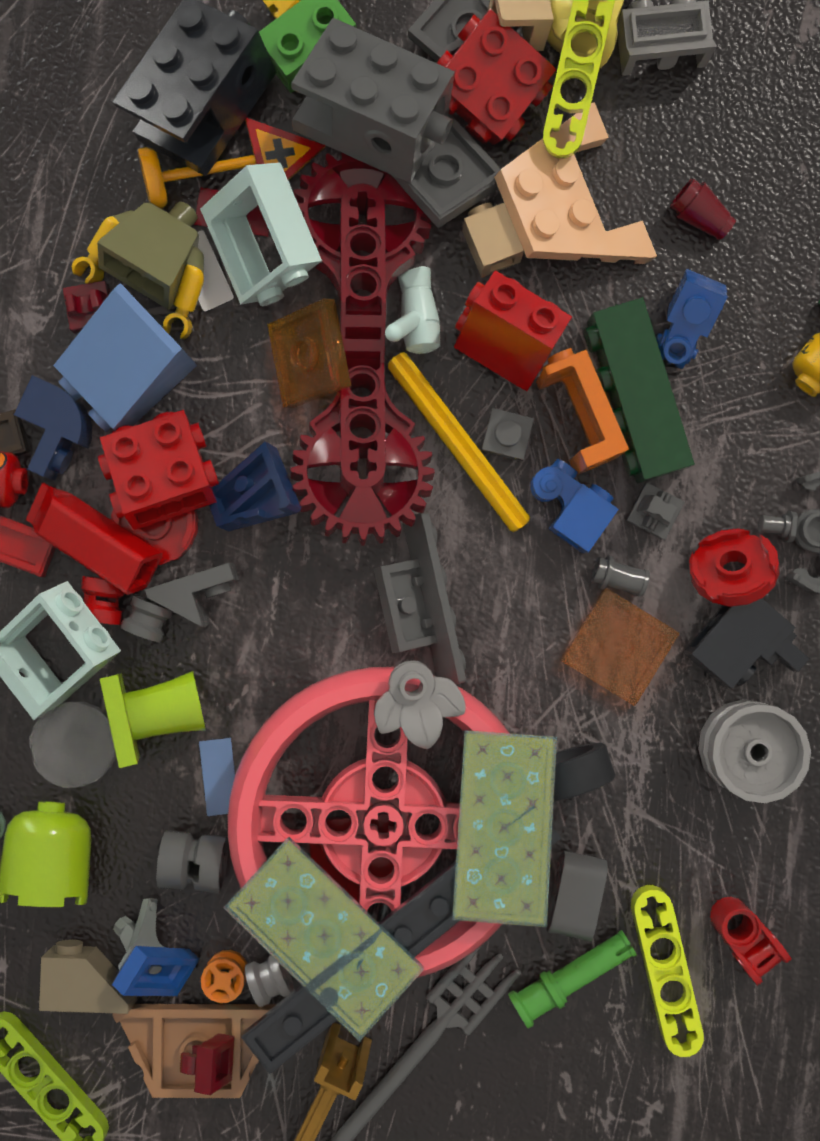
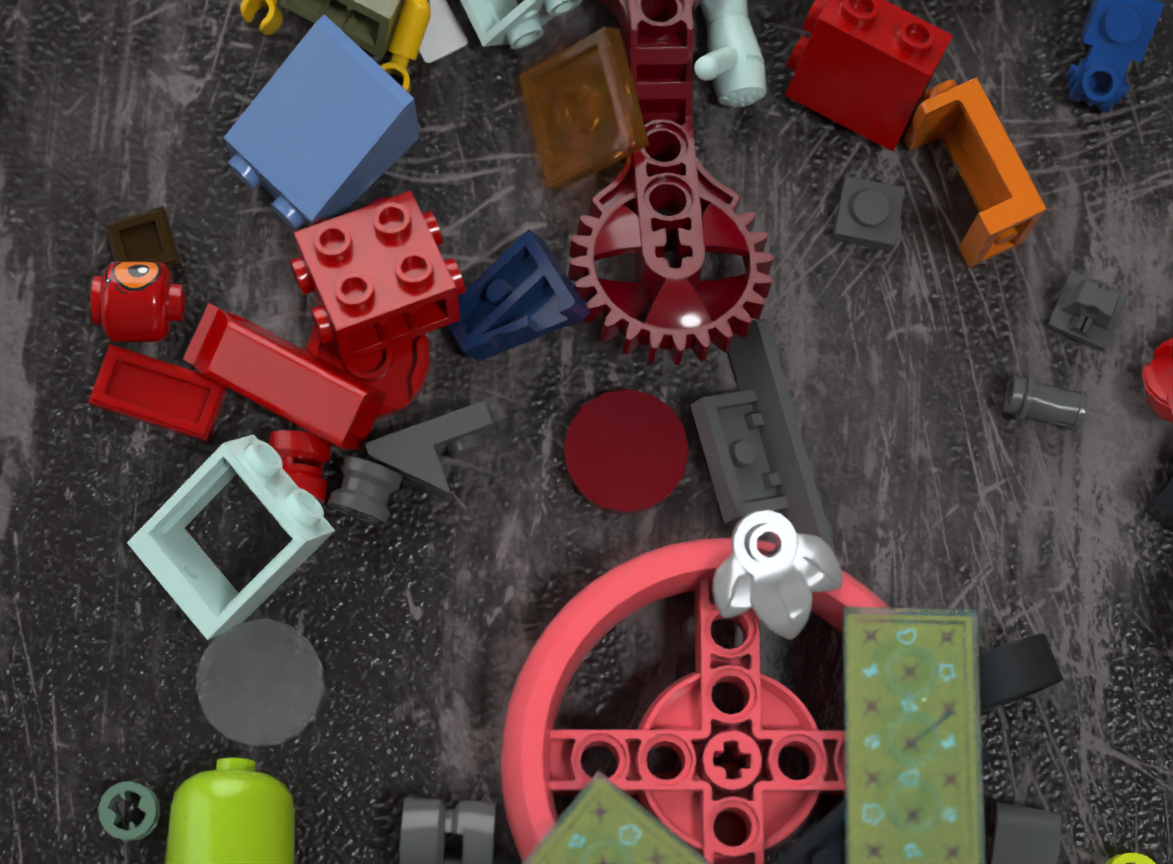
camera: 10 degrees left, 10 degrees down
(63, 421) = (231, 213): dark blue brick -> none
(83, 302) = (258, 57): dark red tile -> none
(149, 712) = (376, 620): lime plant -> none
(217, 774) = (475, 721): medium blue sticker -> none
(328, 597) = (625, 451): none -> dark red tile
(458, 442) = (800, 226): yellow axle -> none
(583, 509) = (984, 305): blue brick -> none
(619, 646) = (1052, 505): clear orange tile -> none
(638, 390) = (1056, 141): dark green brick -> none

